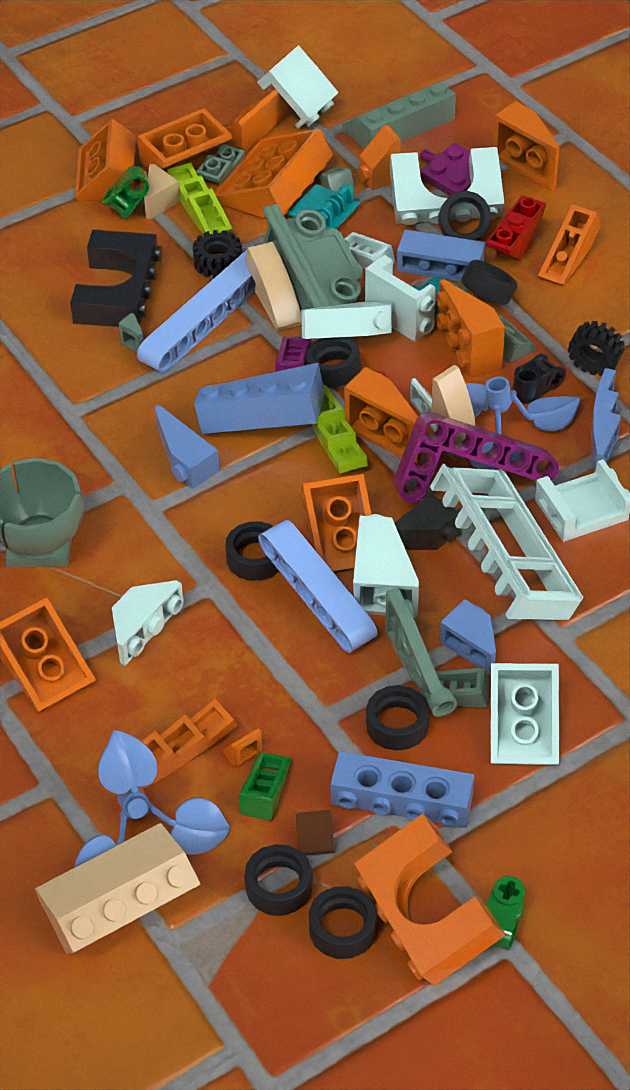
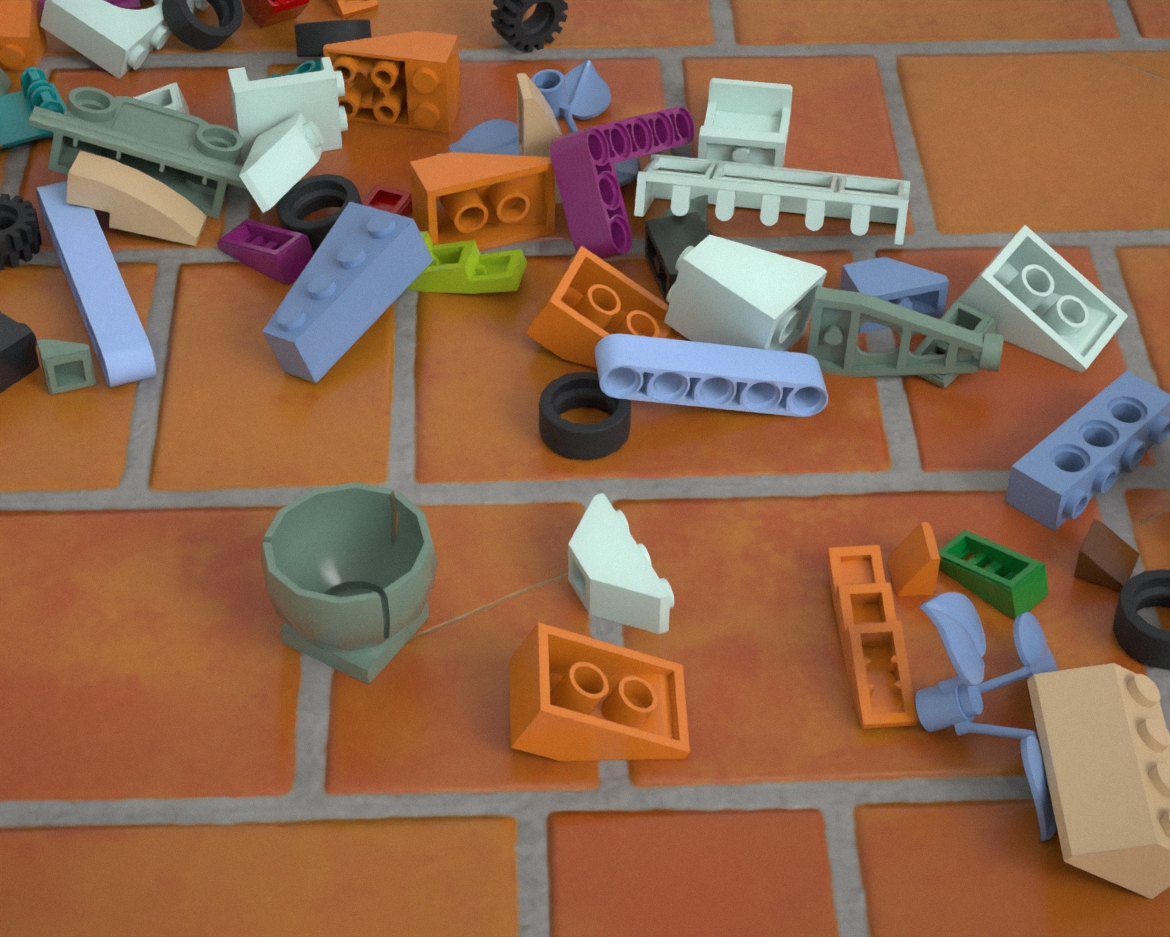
camera: 60 degrees left, 5 degrees down
(188, 454) = (334, 406): medium blue slope -> none
(393, 697) = (964, 432): black tyre -> none
(437, 255) = (258, 44): medium blue brick -> none
(537, 378) = (505, 75): black piece -> none
(605, 420) = (639, 65): medium blue slope -> none

